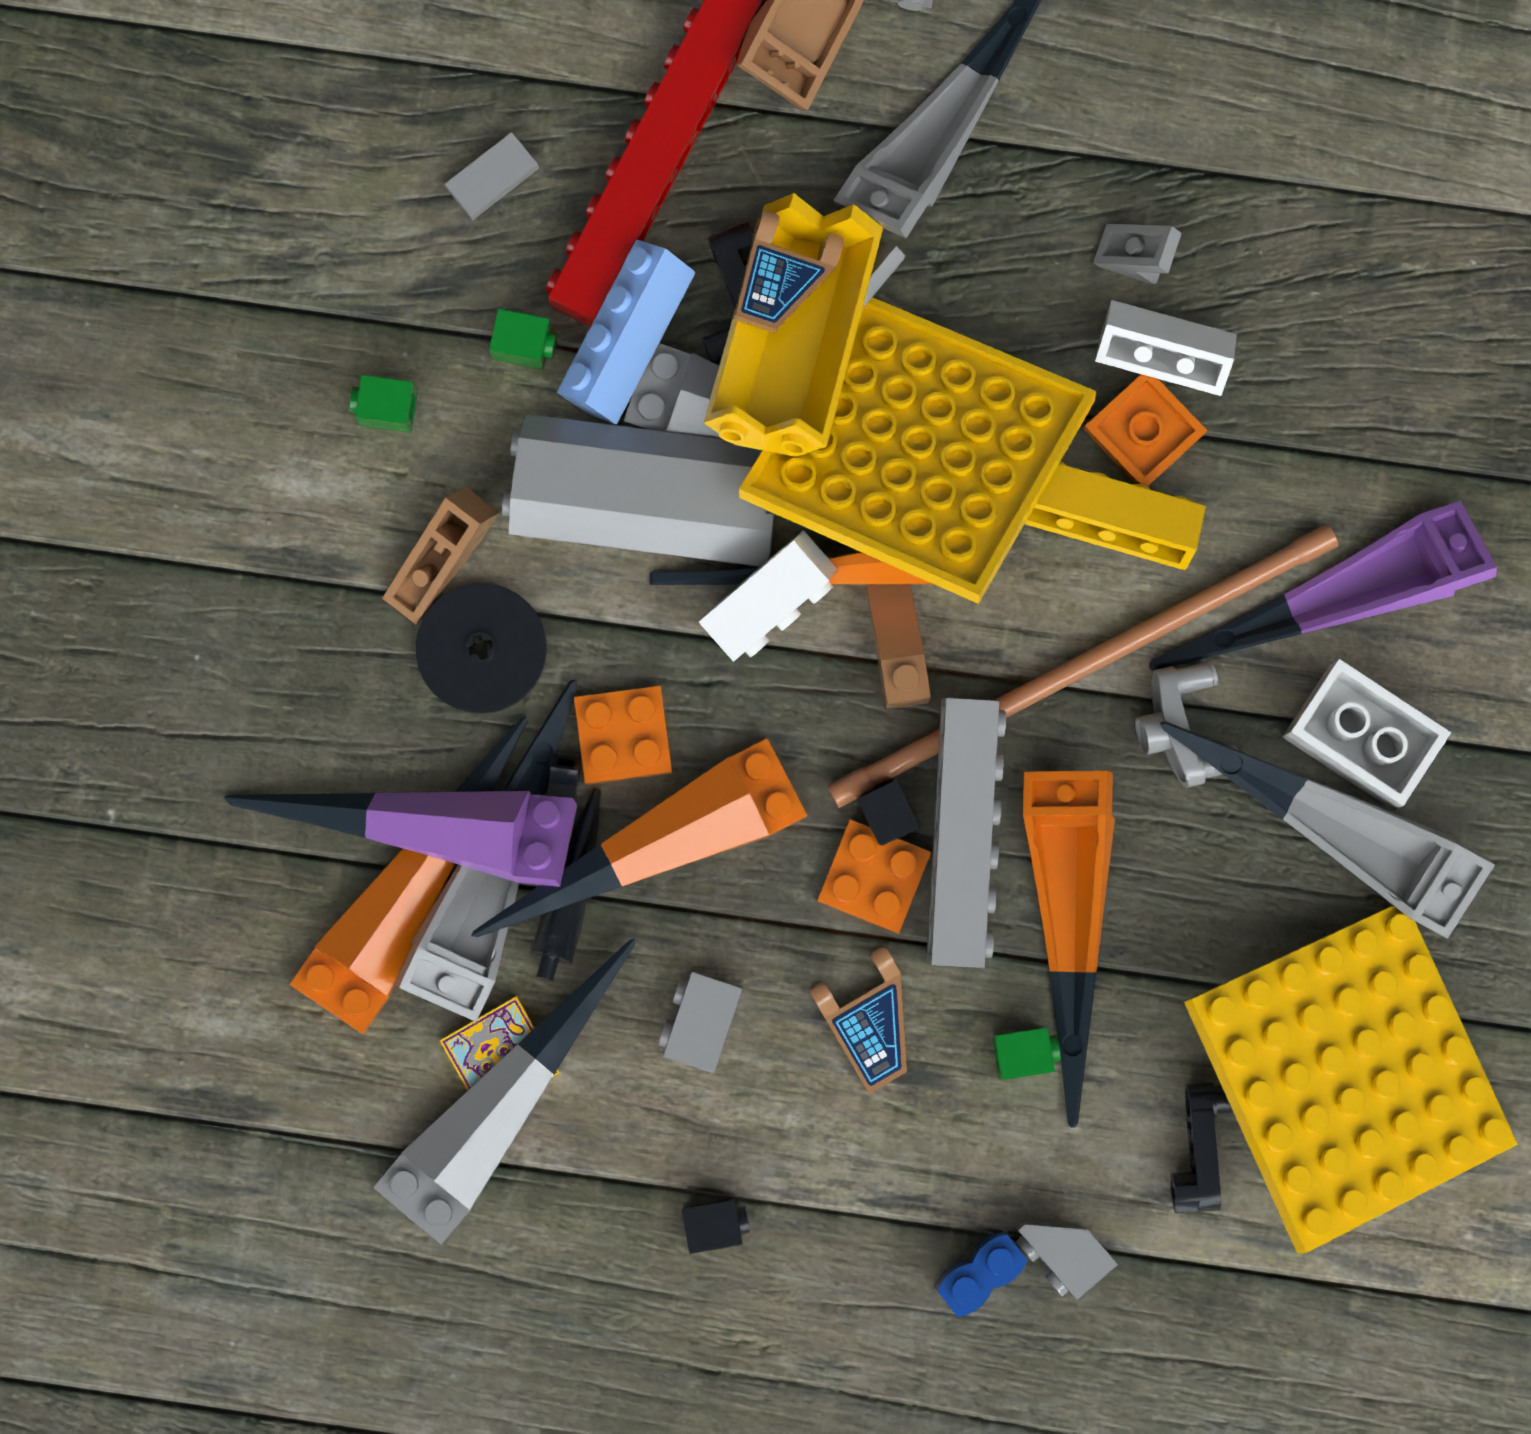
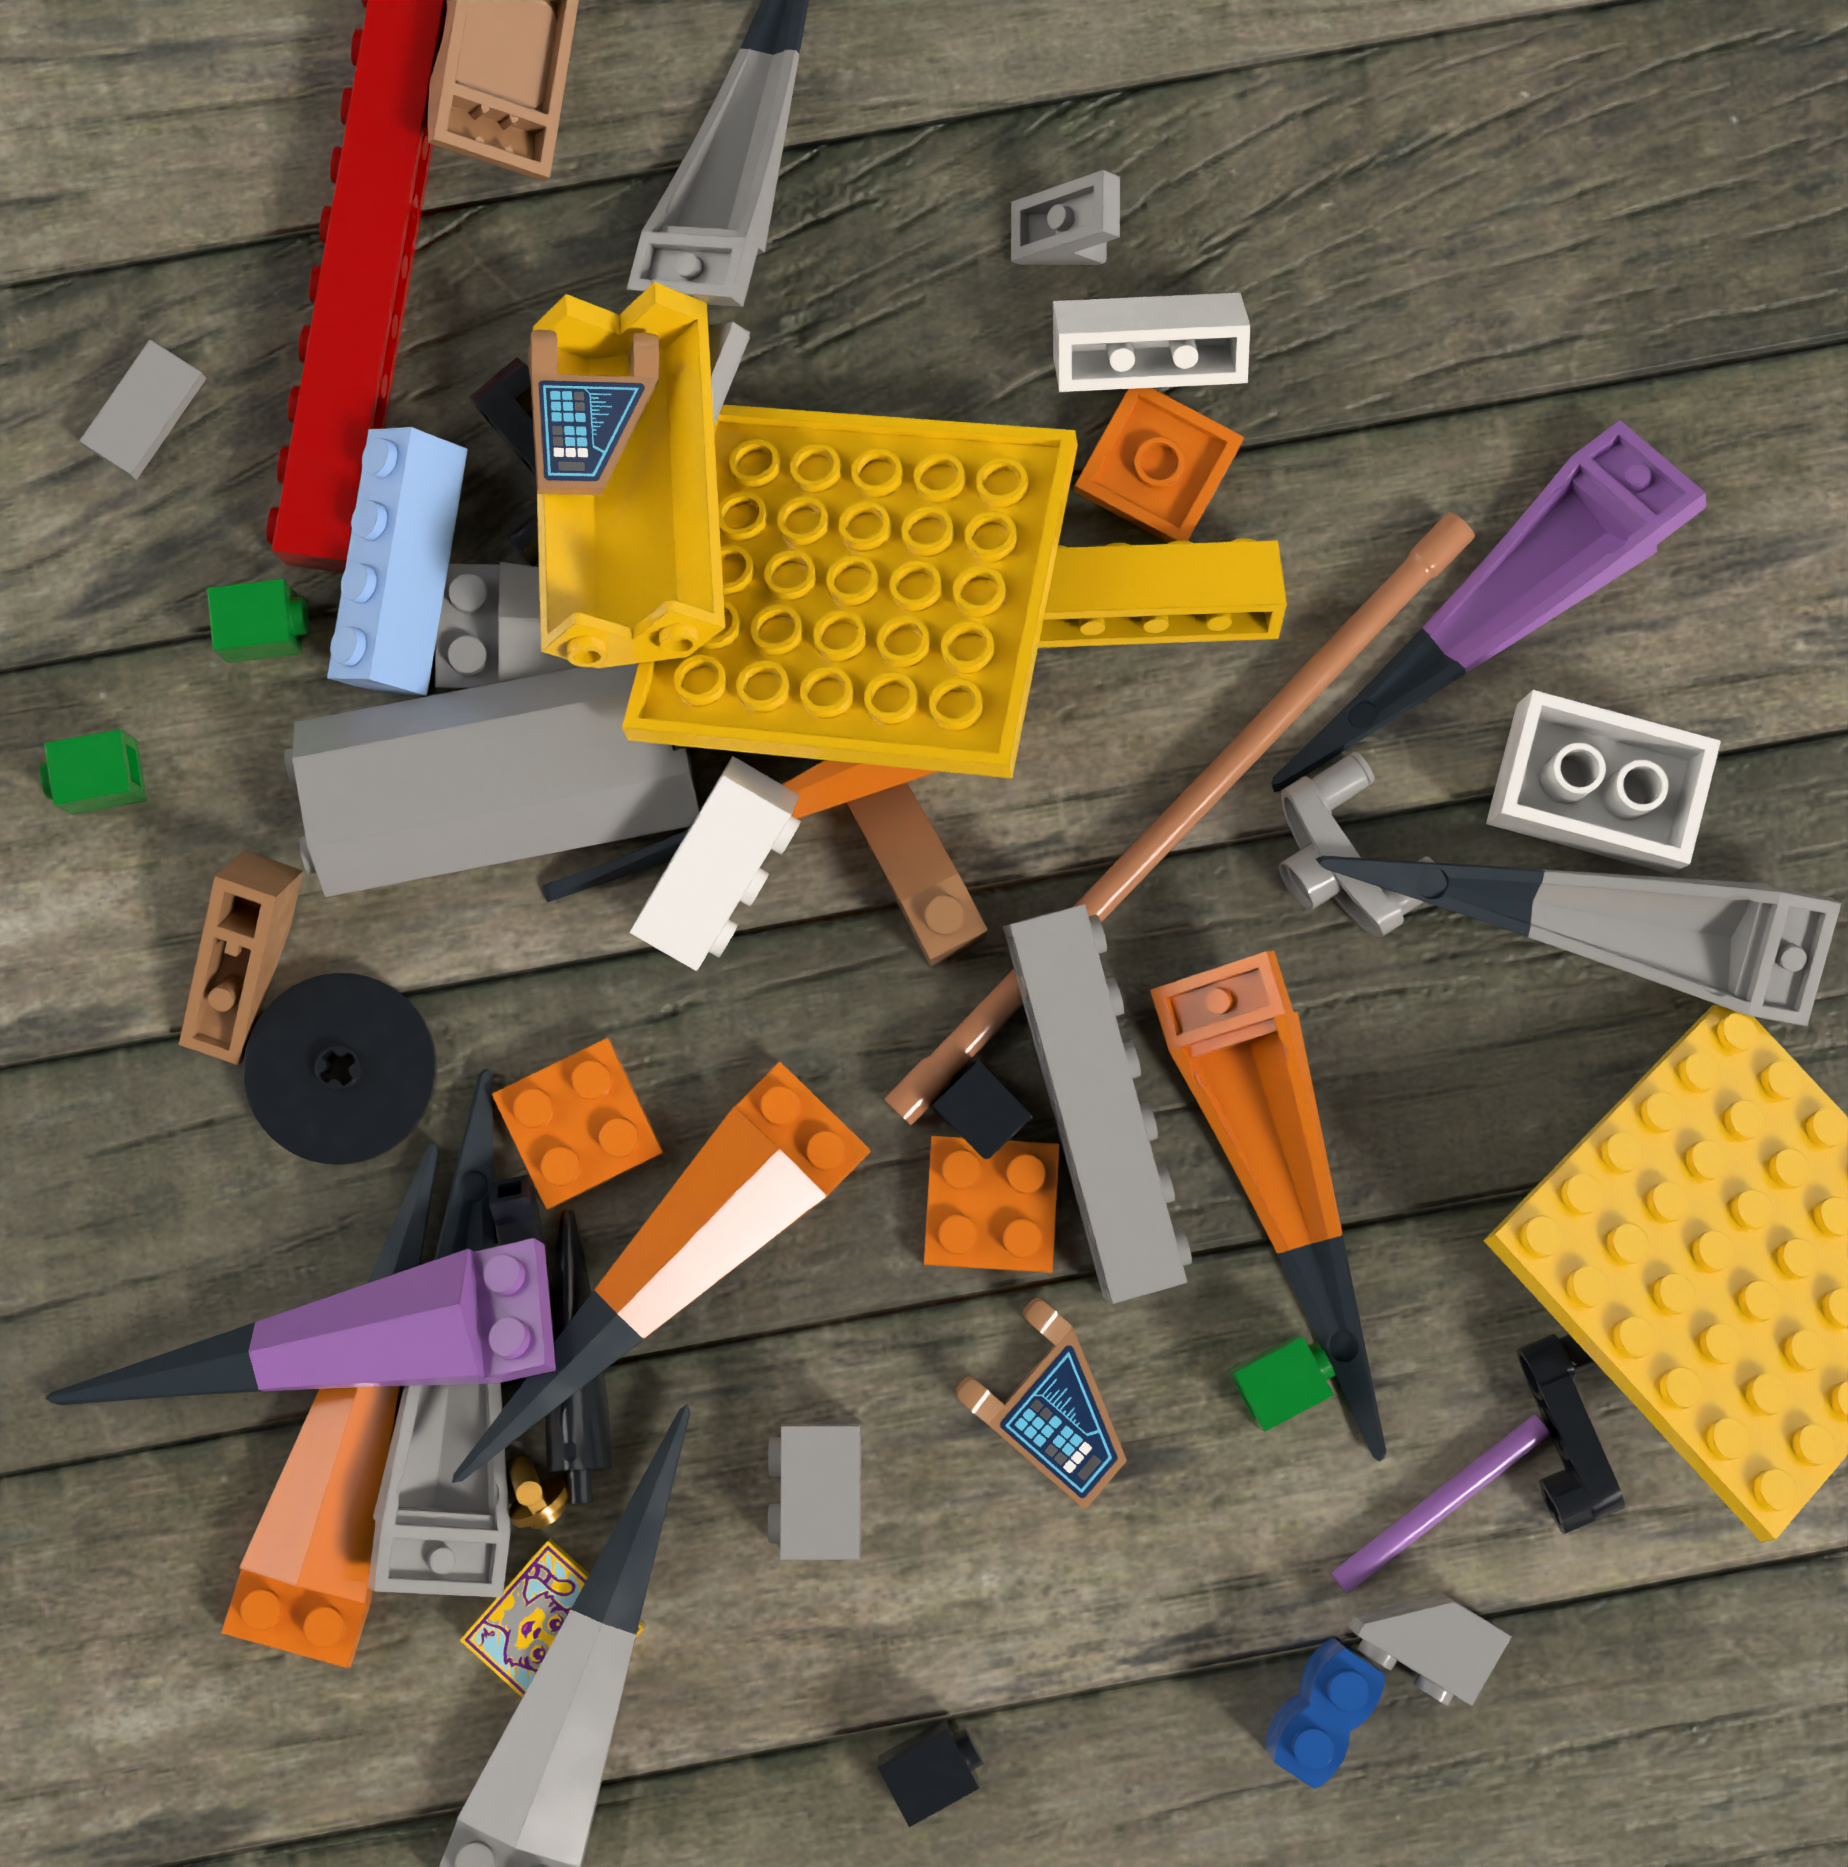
camera: 20 degrees left, 0 degrees up
(517, 969) = (535, 1502): none -> pearl gold plate
(1101, 1168) = (1440, 1503): none -> medium lavender bar

